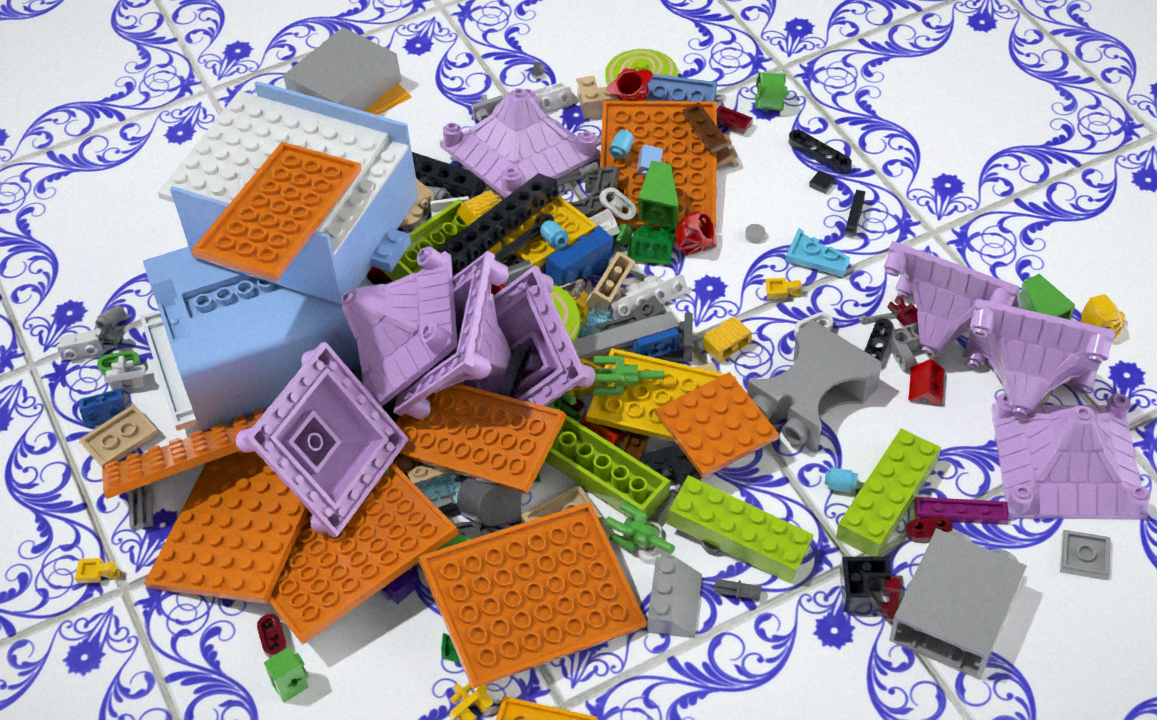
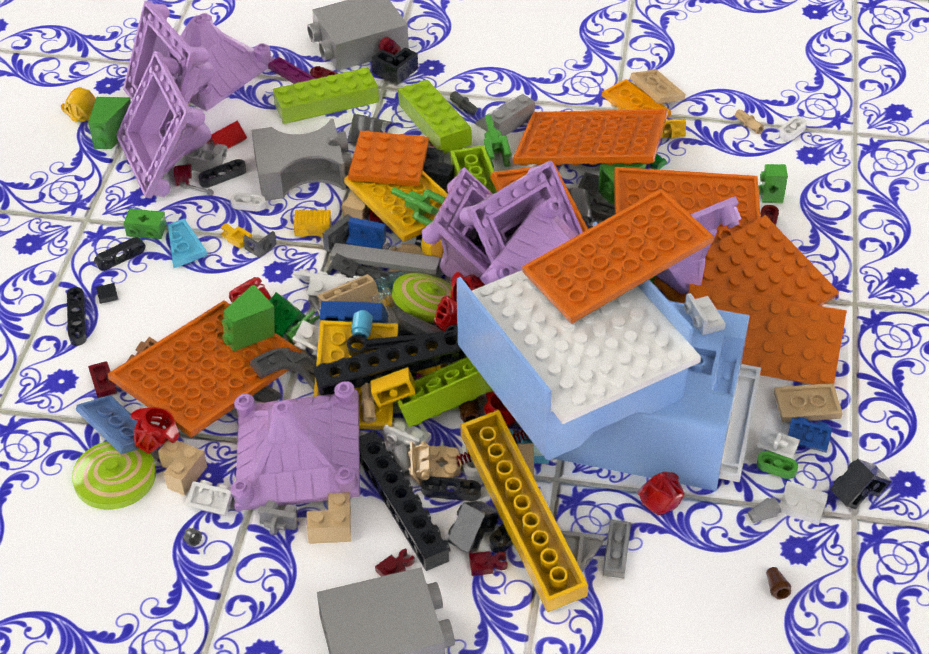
camera: 145 degrees left, 5 degrees down
(28, 375) = (858, 482): none -> black brick
(71, 270) = (778, 584): none -> reddish brown cone
(92, 569) = (873, 318): yellow plate -> none
(111, 335) = (769, 486): dark grey bush -> none
(220, 337) = (704, 314): none -> white bracket
(442, 116) = (331, 524): none -> tan brick
(617, 202) = (282, 340): white plate -> none
(621, 144) = (224, 379): medium azure brick -> none
(646, 155) = (221, 350): light blue brick -> none
(705, 128) = (147, 353): reddish brown plate -> none
(745, 288) = (261, 247): none -> dark grey bracket
(755, 233) = (201, 285): light grey tile -> none
(770, 91) = (48, 372): bright green brick -> none
(802, 485) = (364, 123): none -> dark grey piece
(841, 480) = (342, 115): medium azure brick -> none
(870, 248) = (145, 223): none -> bright green brick
(1085, 554) = (261, 28): light grey tile -> none

